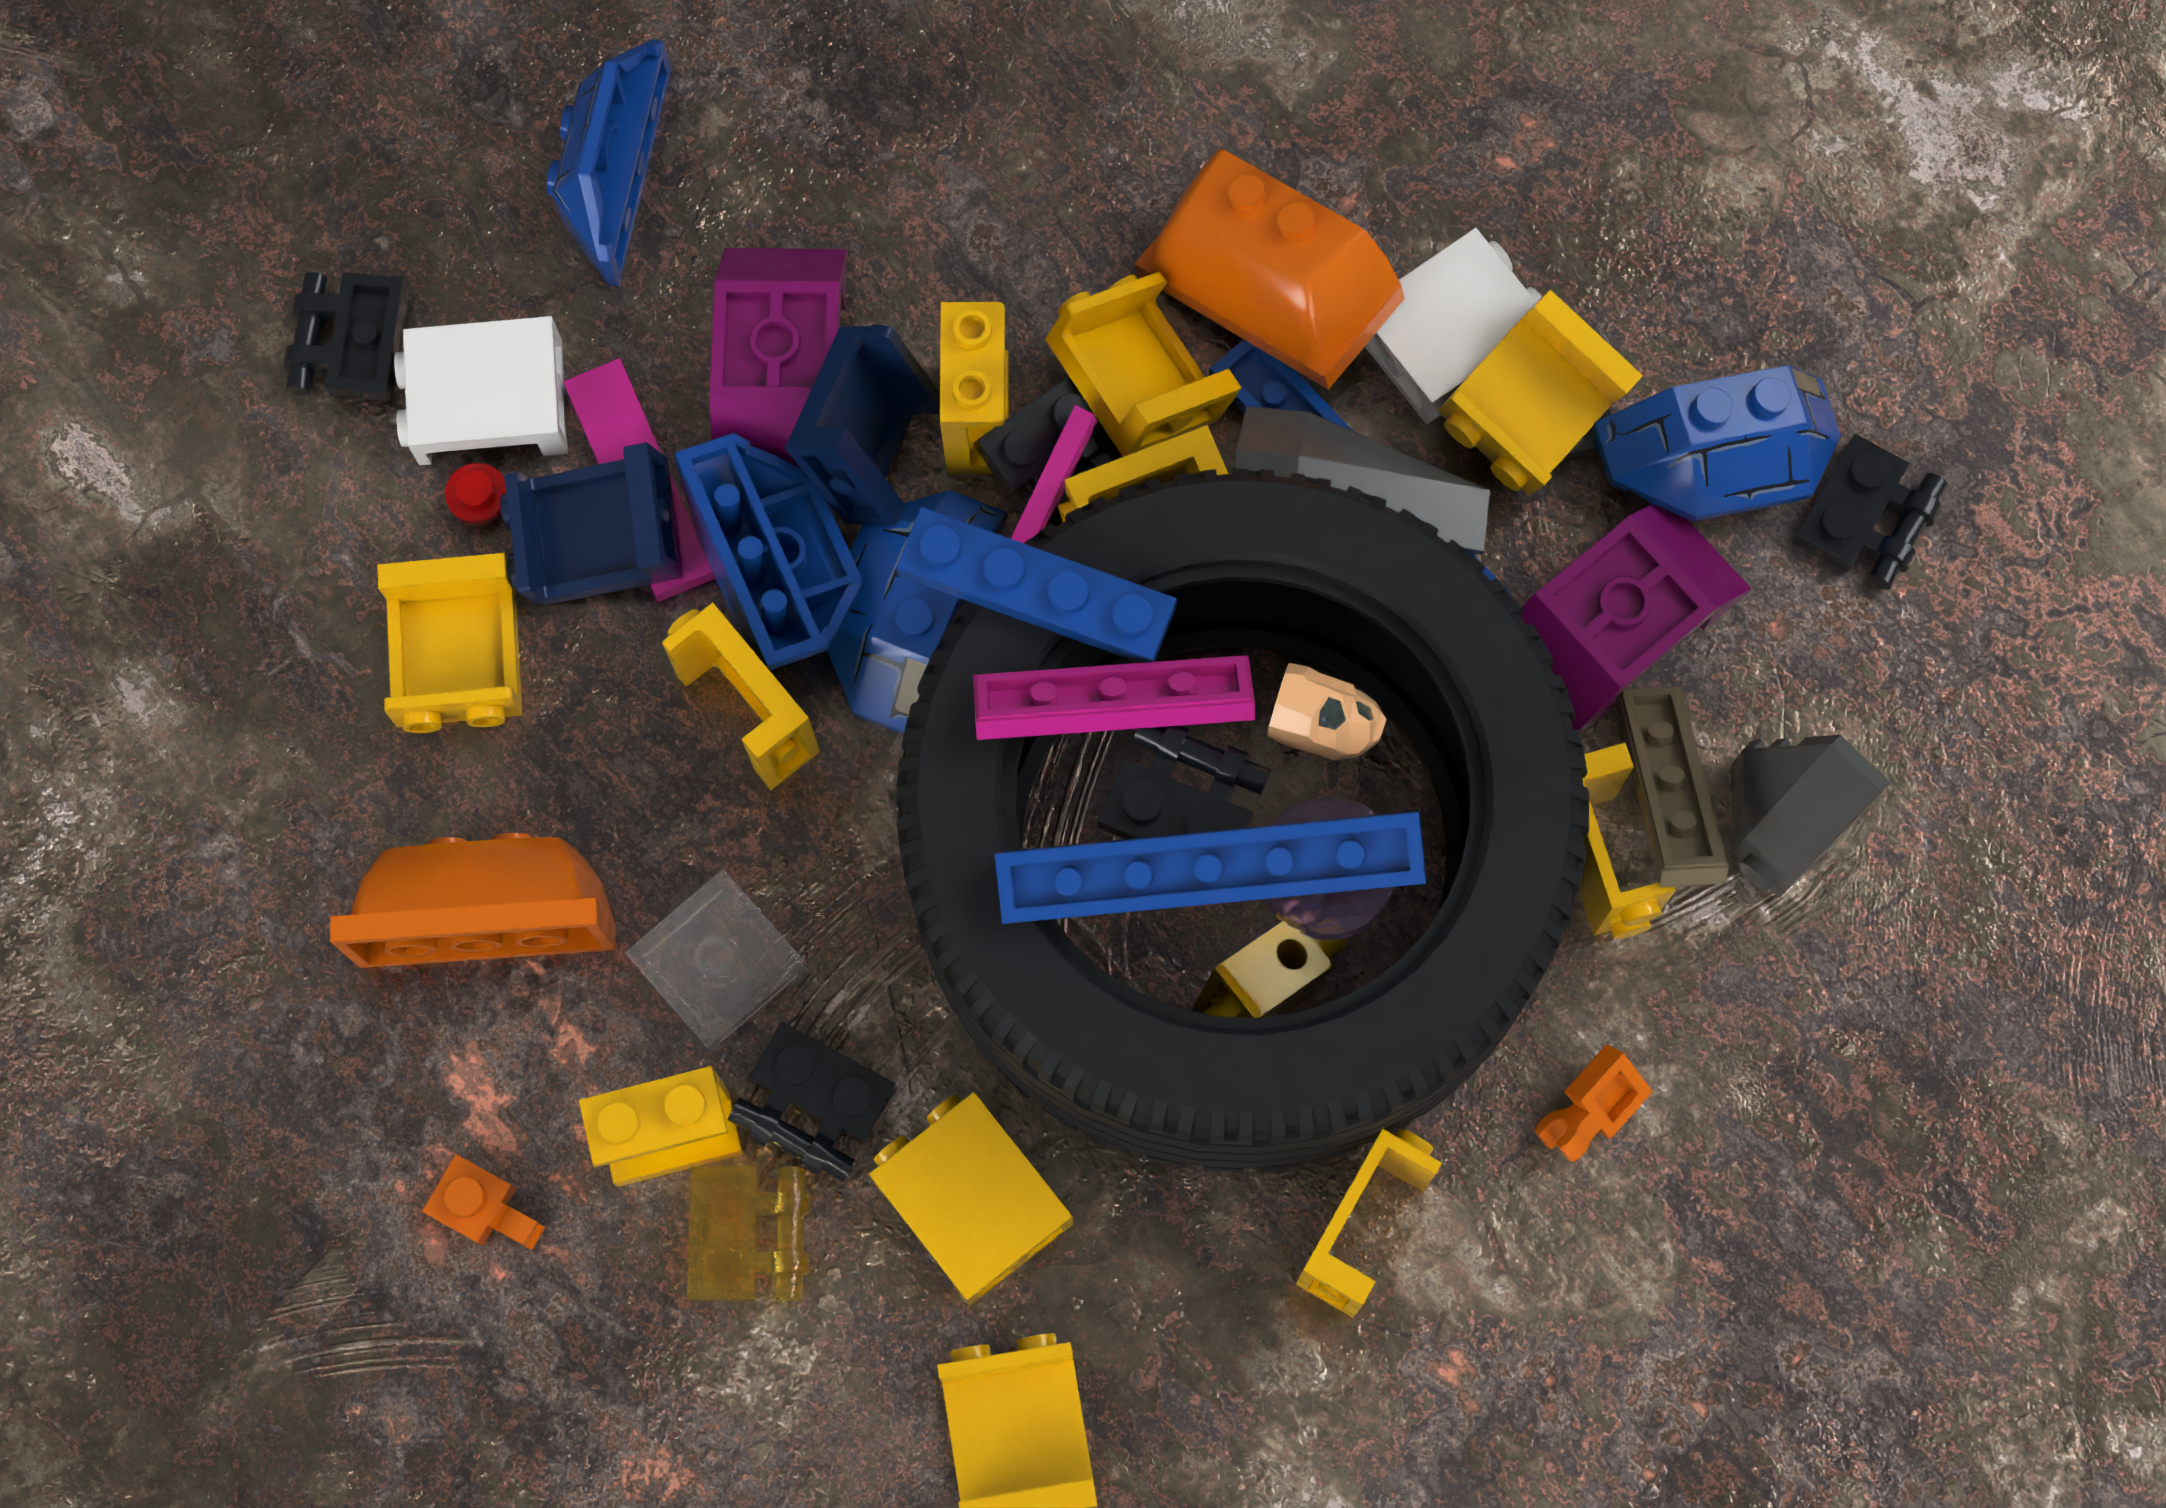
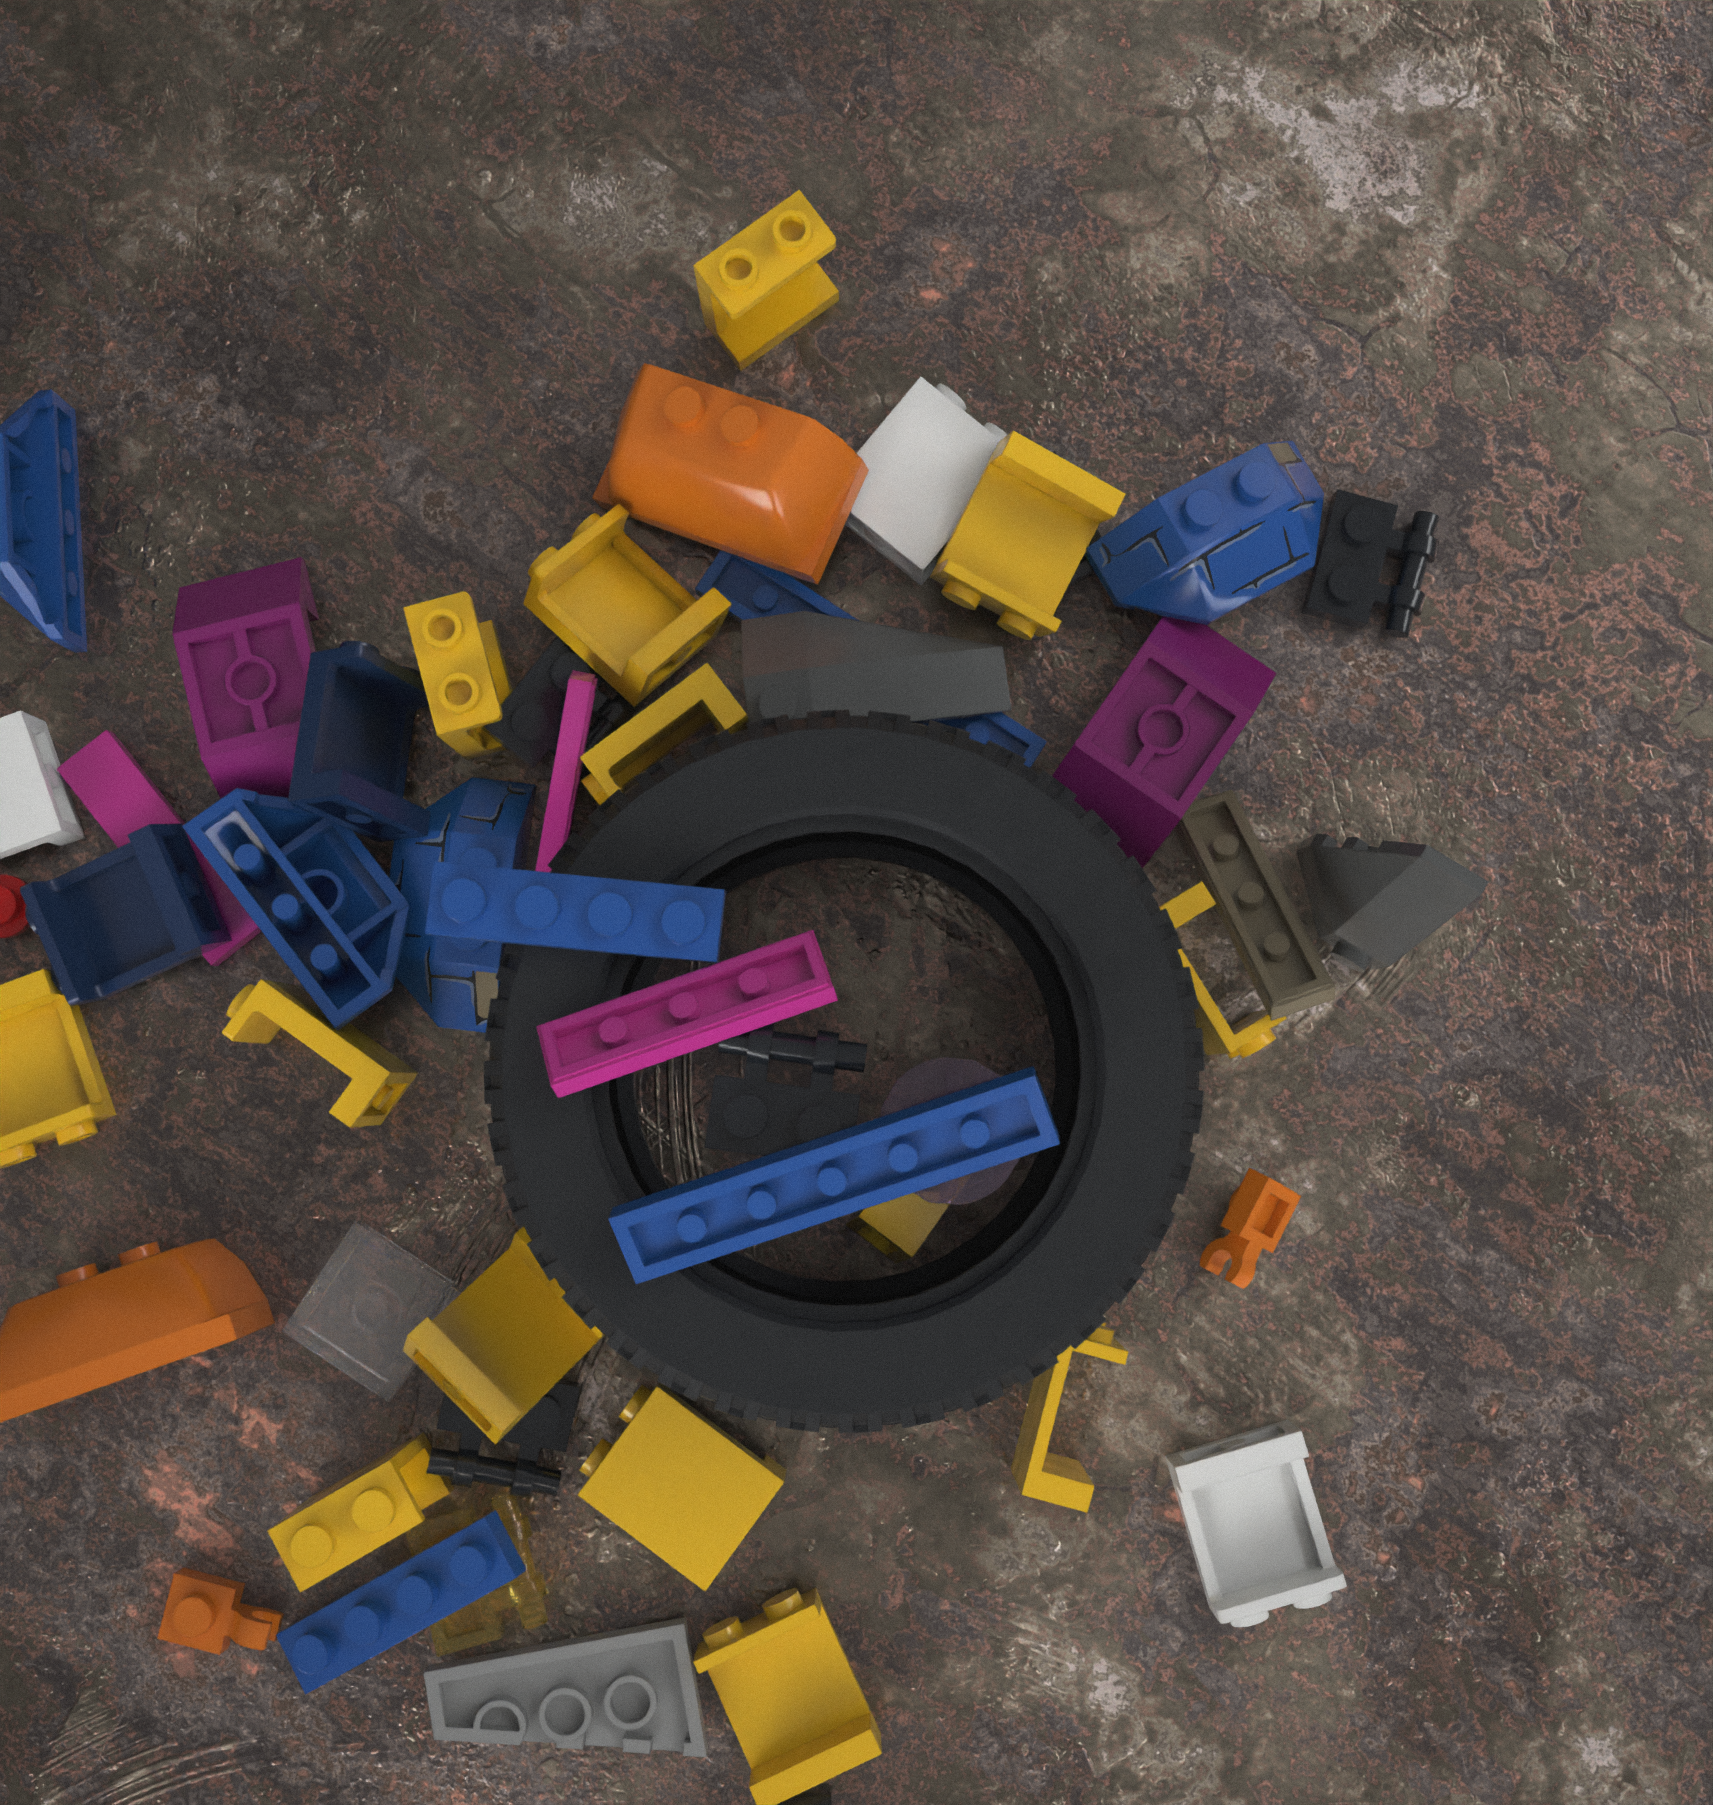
camera: 20 degrees left, 10 degrees up
(668, 1234) = (401, 1602): none -> blue plate
(823, 1378) = (593, 1690): none -> light grey wing
(848, 1007) = (502, 1341): none -> yellow panel
(1324, 715) = (908, 972): light nougat rock -> none
(1352, 107) = (767, 280): none -> yellow panel
(1525, 1394) = (1254, 1524): none -> white panel

